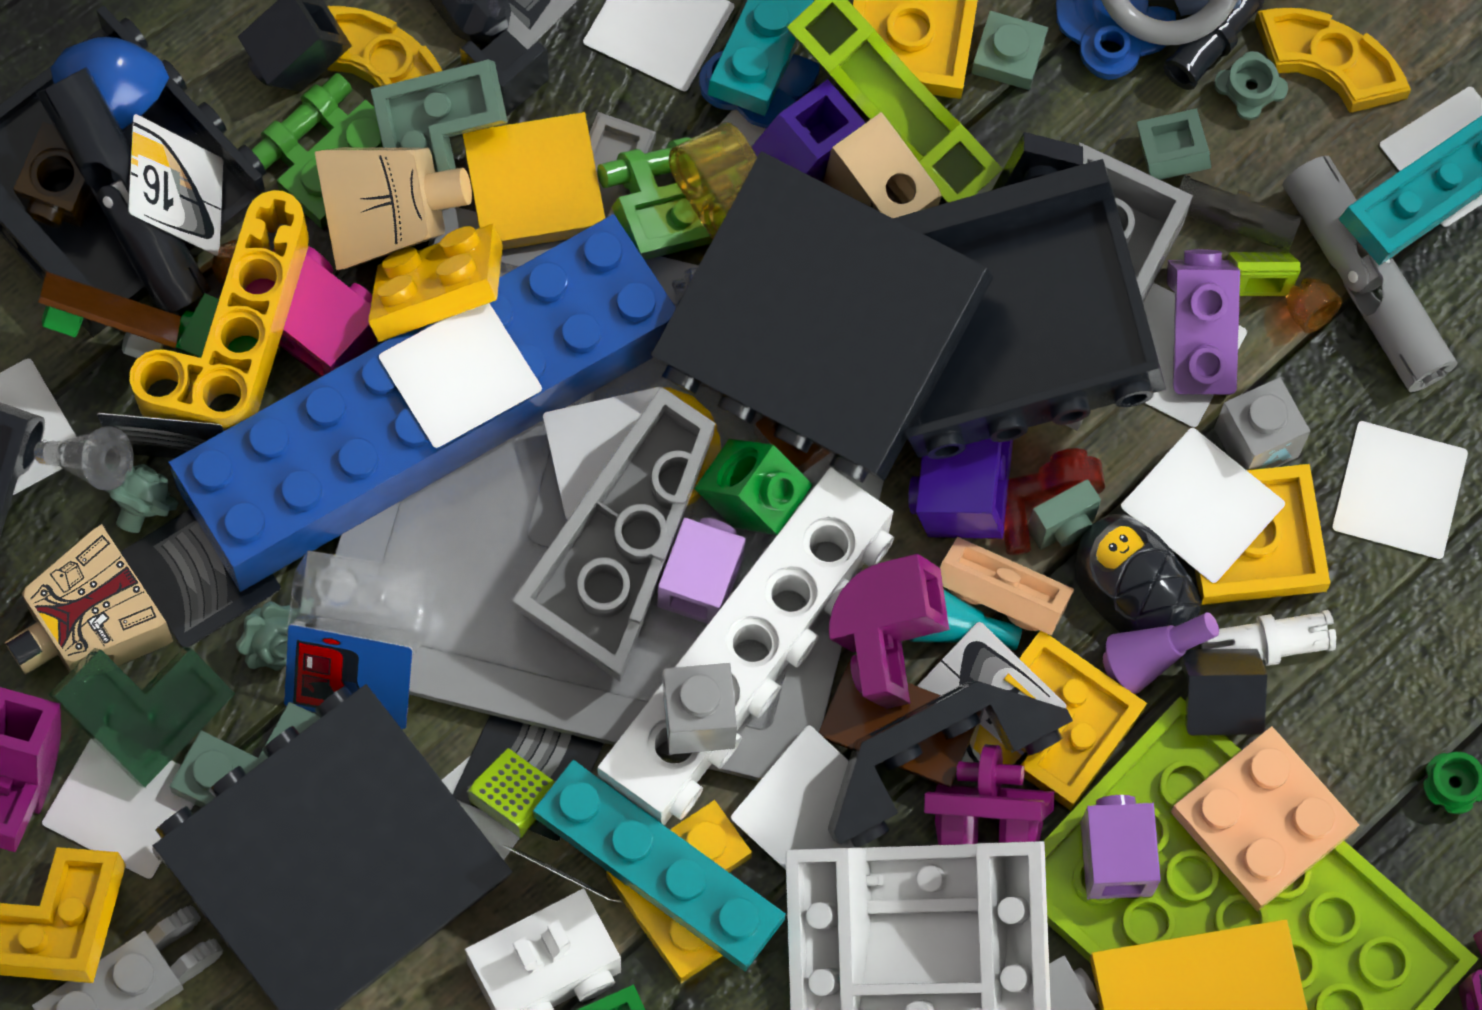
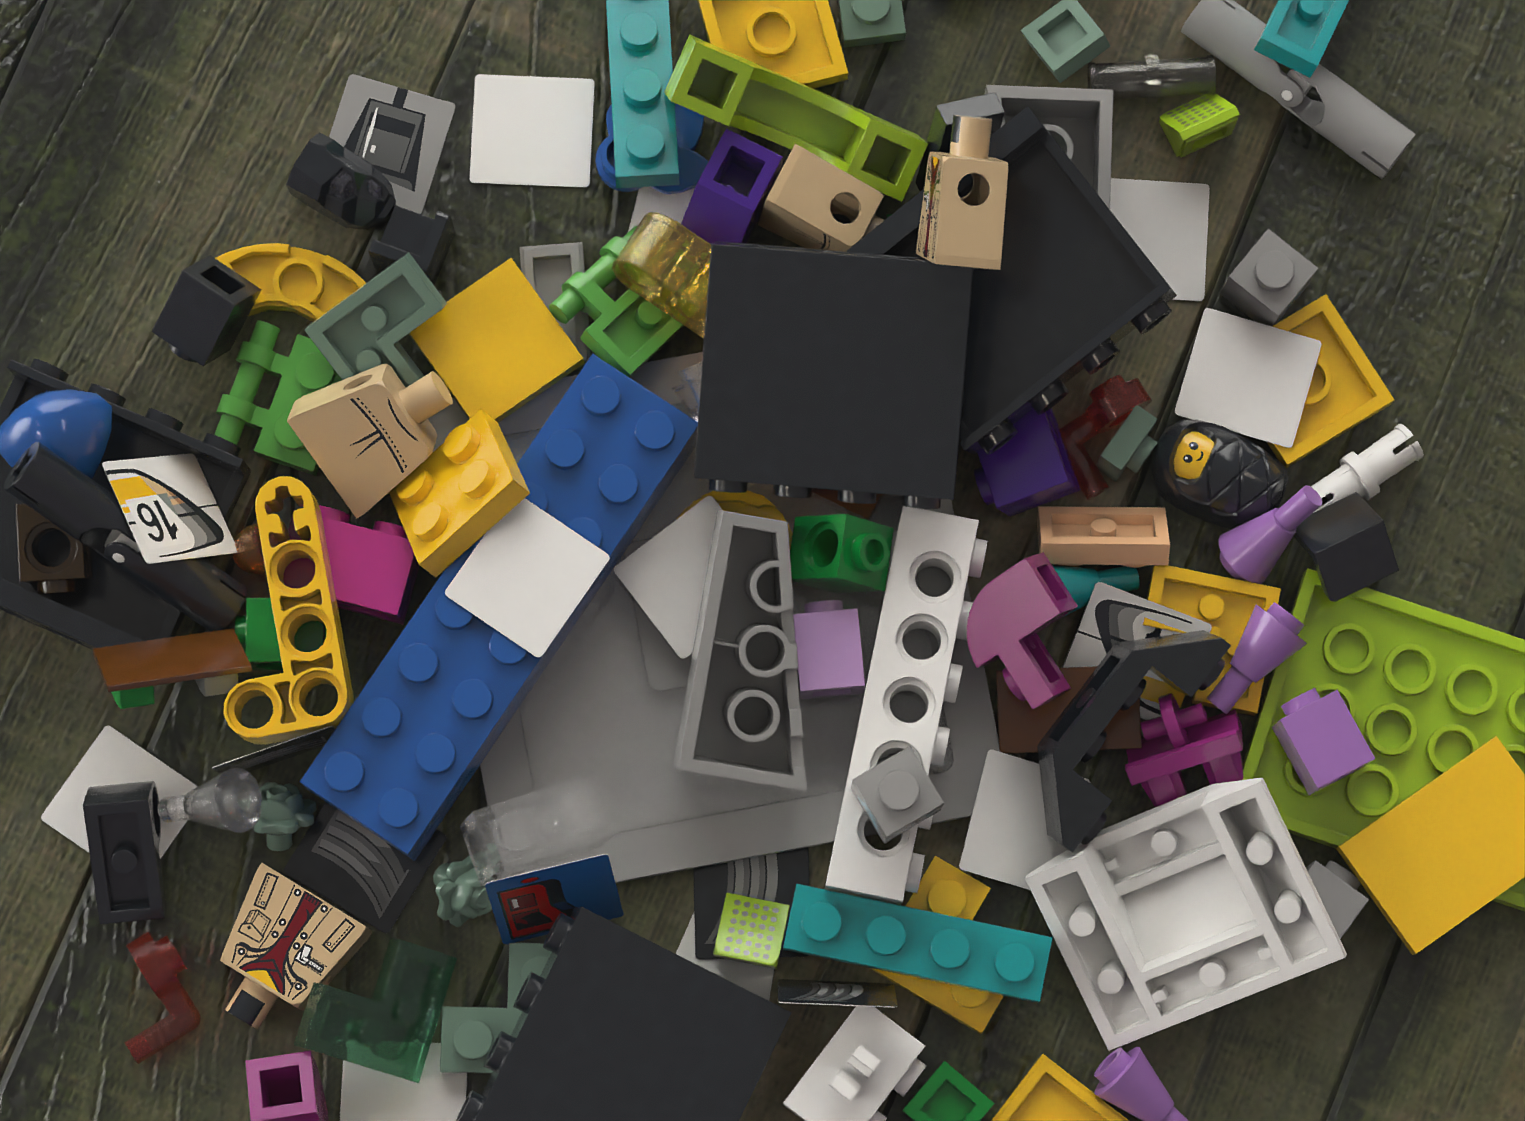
camera: 20 degrees left, 10 degrees up
(991, 229) = (971, 227): none -> tan torso
(1107, 741) = (1264, 645): none -> medium lavender cone
(1205, 322) = (1171, 197): medium lavender bracket -> none
(1264, 818) = (1434, 649): light nougat plate -> none
(1312, 304) = (1260, 135): clear orange hinge -> none
(1400, 490) = (1413, 275): white sticker -> none

